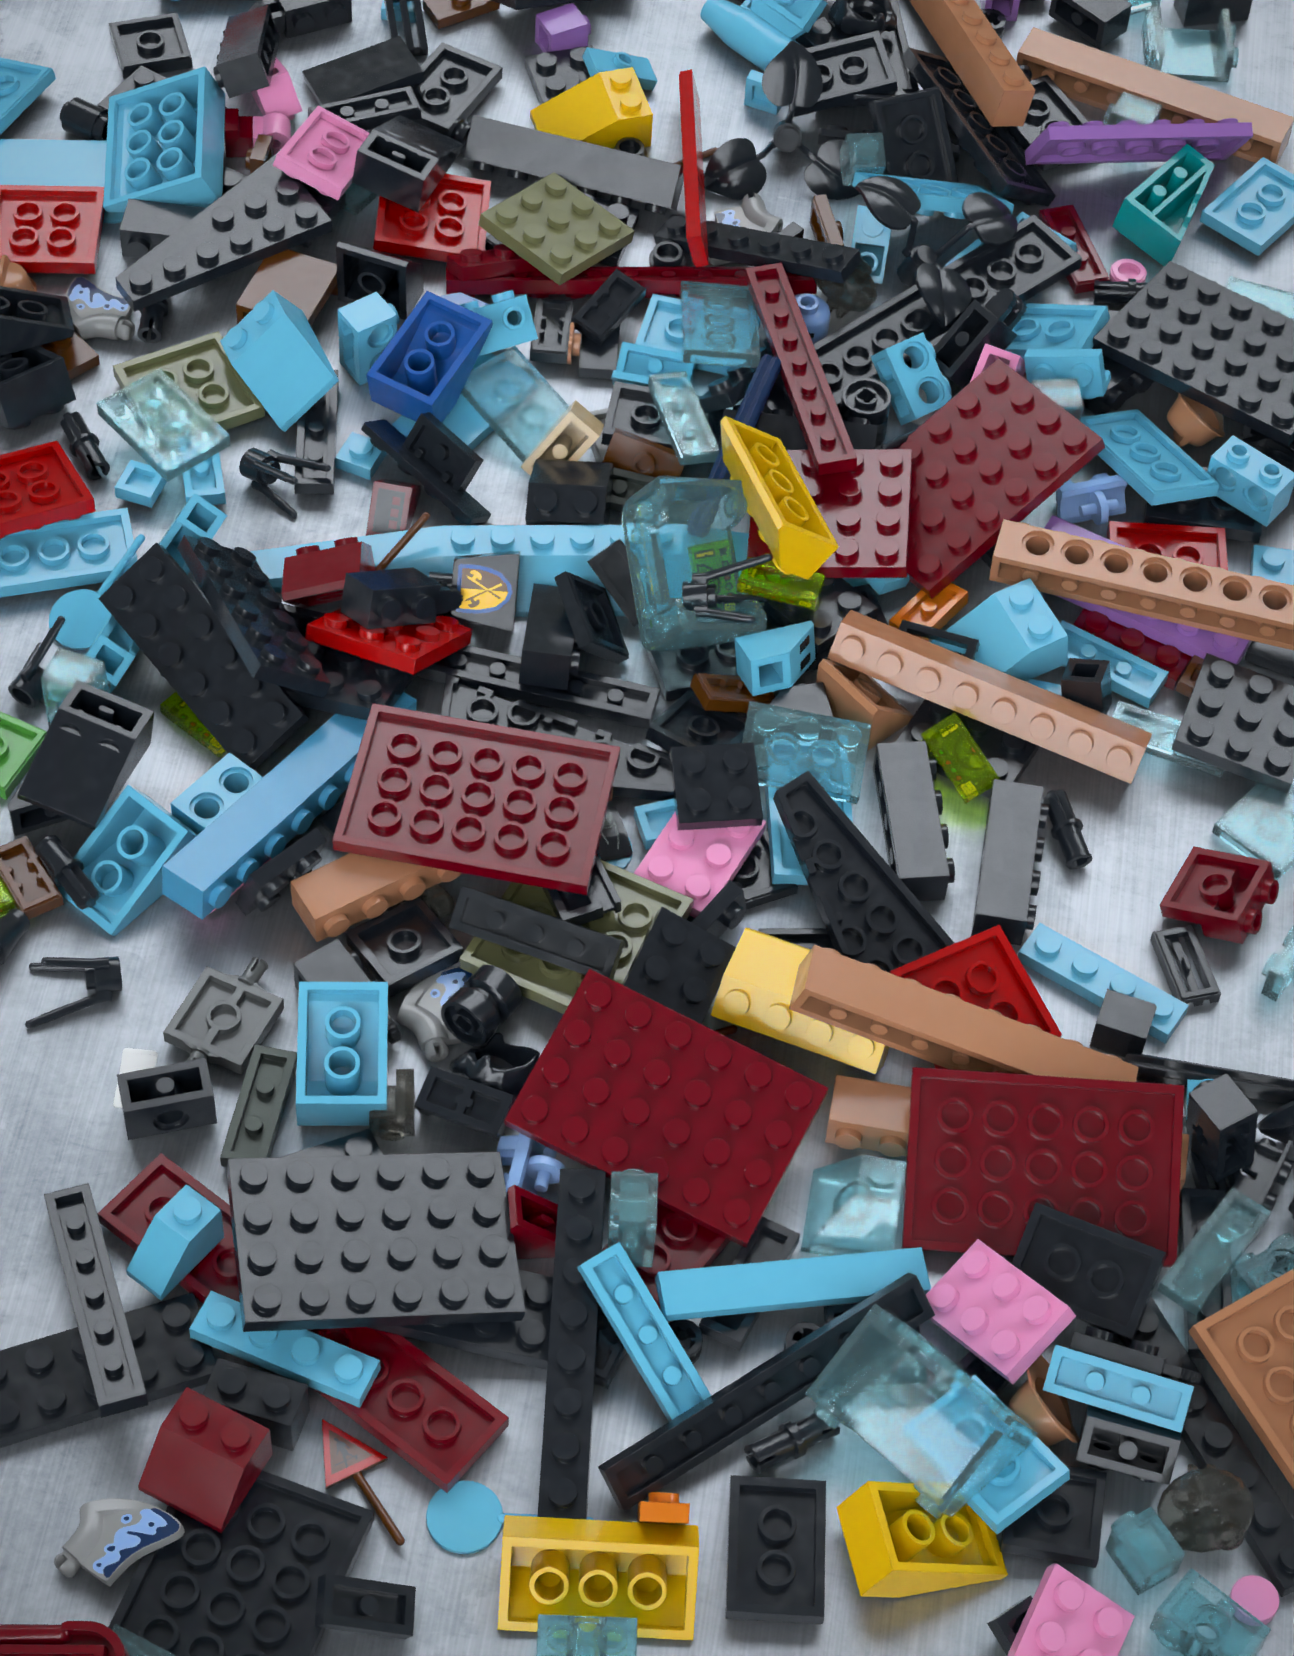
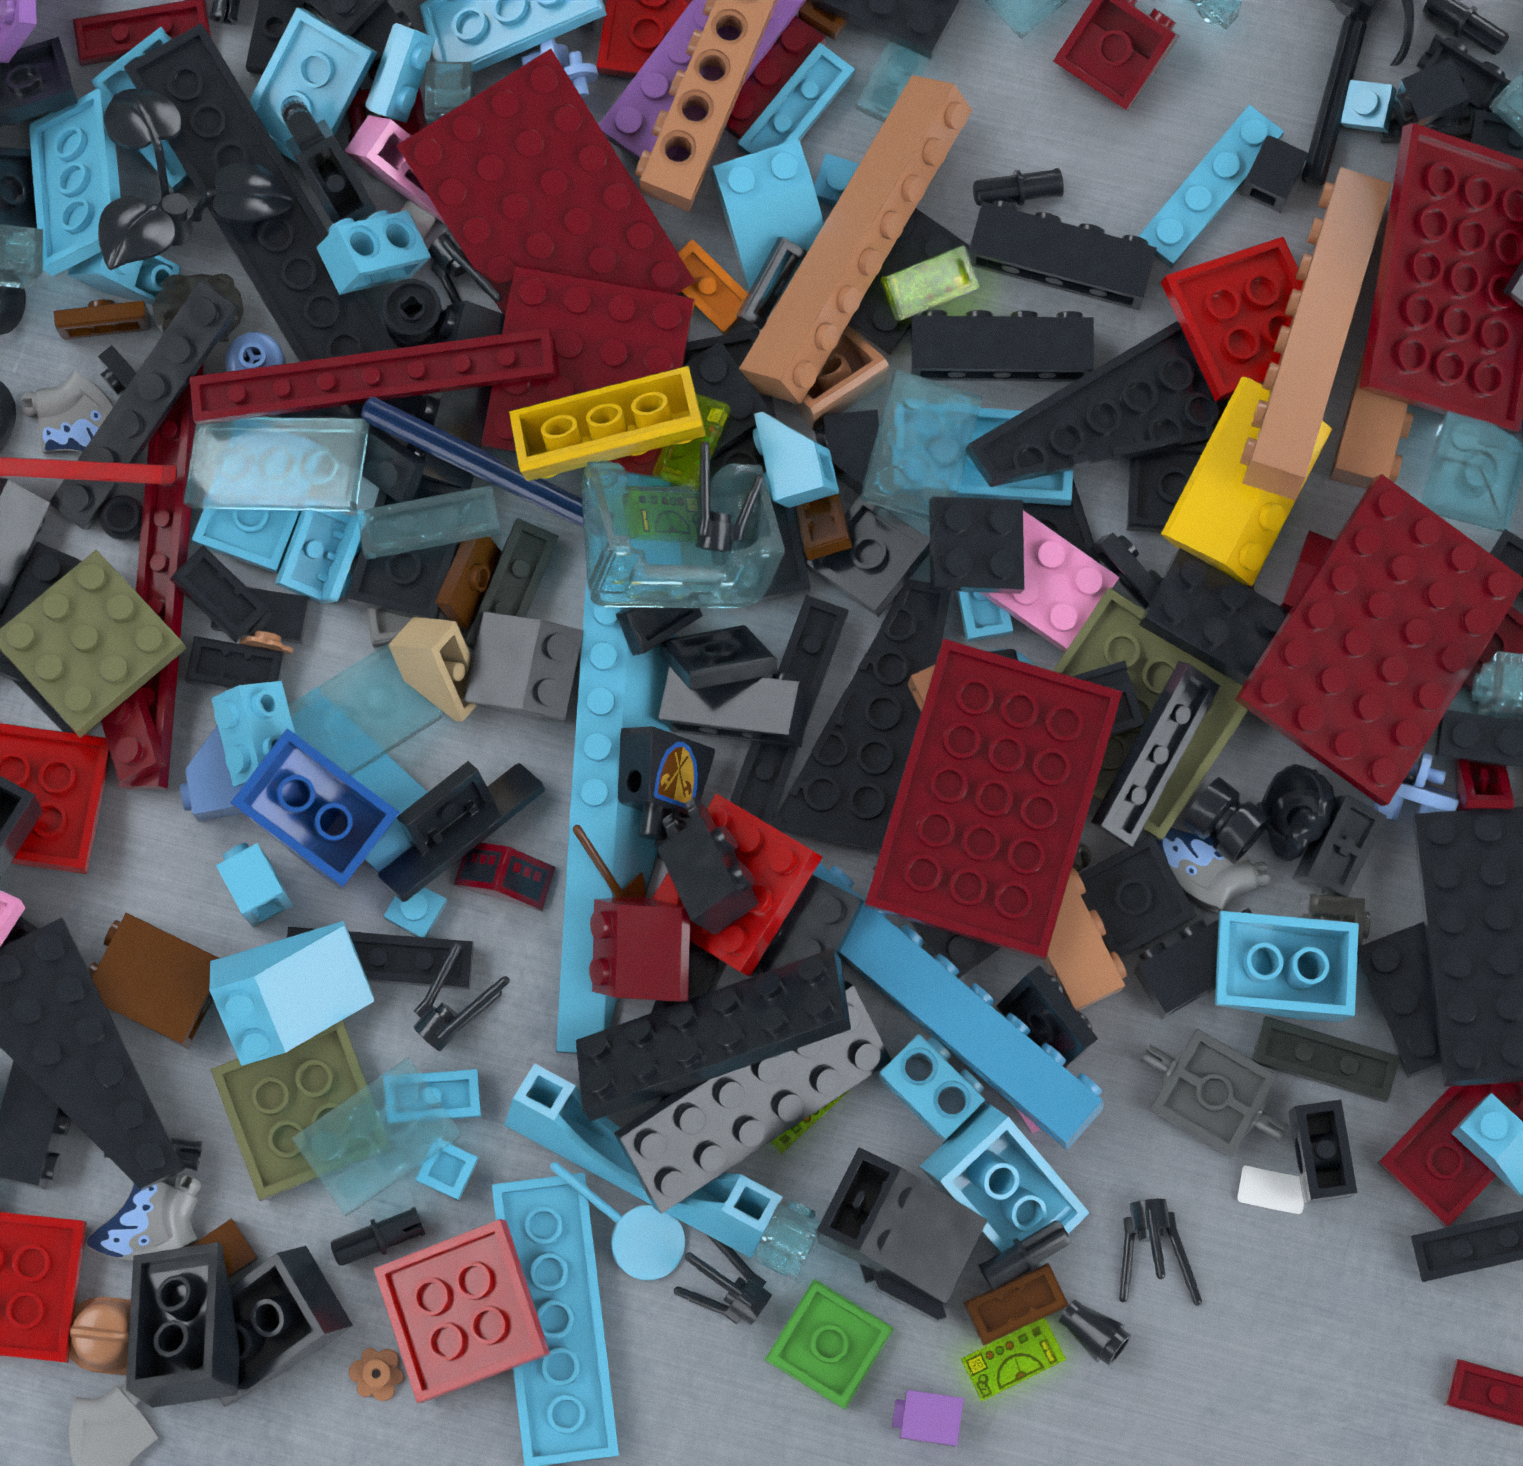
camera: 80 degrees left, 25 degrees up
(368, 270) = (138, 866): black slope -> none
(1088, 683) = (845, 132): black brick -> none
(1194, 995) = (1197, 115): black tile -> none

